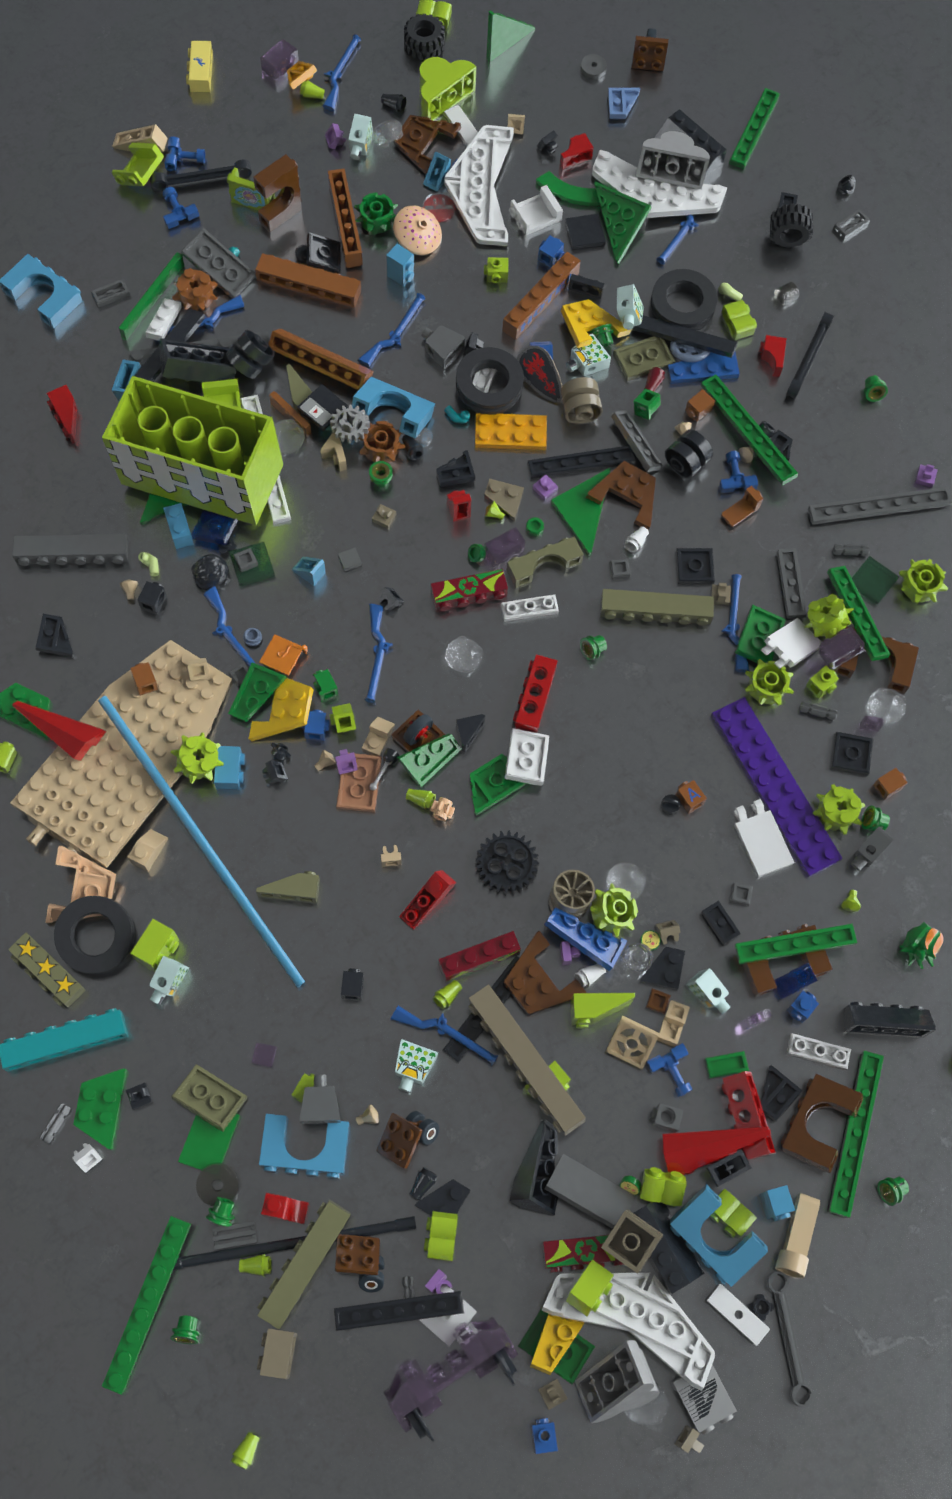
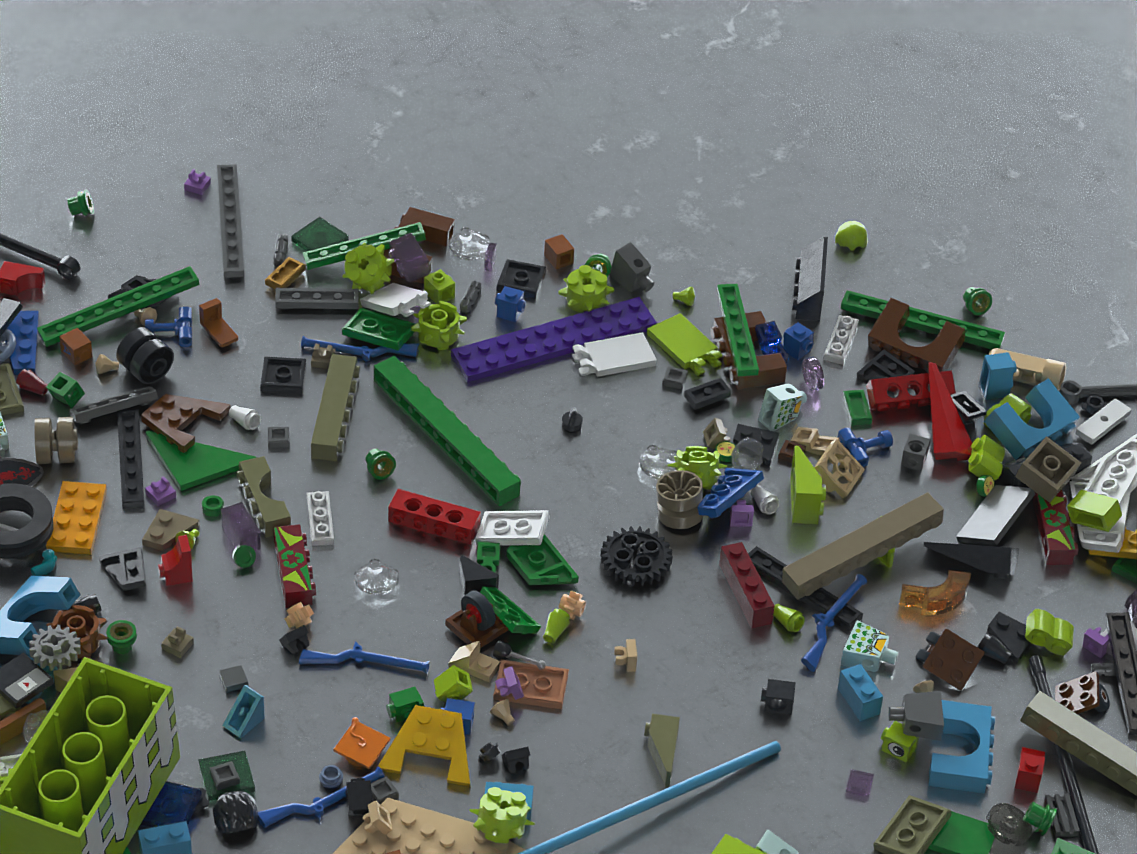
camera: 85 degrees left, 25 degrees down
(225, 656) = (358, 796): none -> black brick
(254, 691) = (407, 768): green wing -> none
(256, 1265) = (1092, 792): lime cone -> none
(360, 1055) = (860, 692): none -> dark azure piece
(412, 598) = (299, 615): none -> light nougat gear
(427, 898) = (676, 625): red slope -> none
(485, 1143) = (937, 599): none -> clear orange arch
(496, 740) = (488, 555): none -> green plate
(532, 985) = (773, 546): reddish brown wing -> none
(640, 698) = (447, 430): none -> green brick
(690, 796) = (565, 399): dark orange brick -> none
(788, 902) = (685, 343): none -> lime tile
(809, 742) = (510, 304): none -> blue brick
(818, 555) = (285, 274): none -> pearl gold plate
(922, 944) = (734, 246): green hair -> none
(923, 581) = (330, 196): lime brick -> none

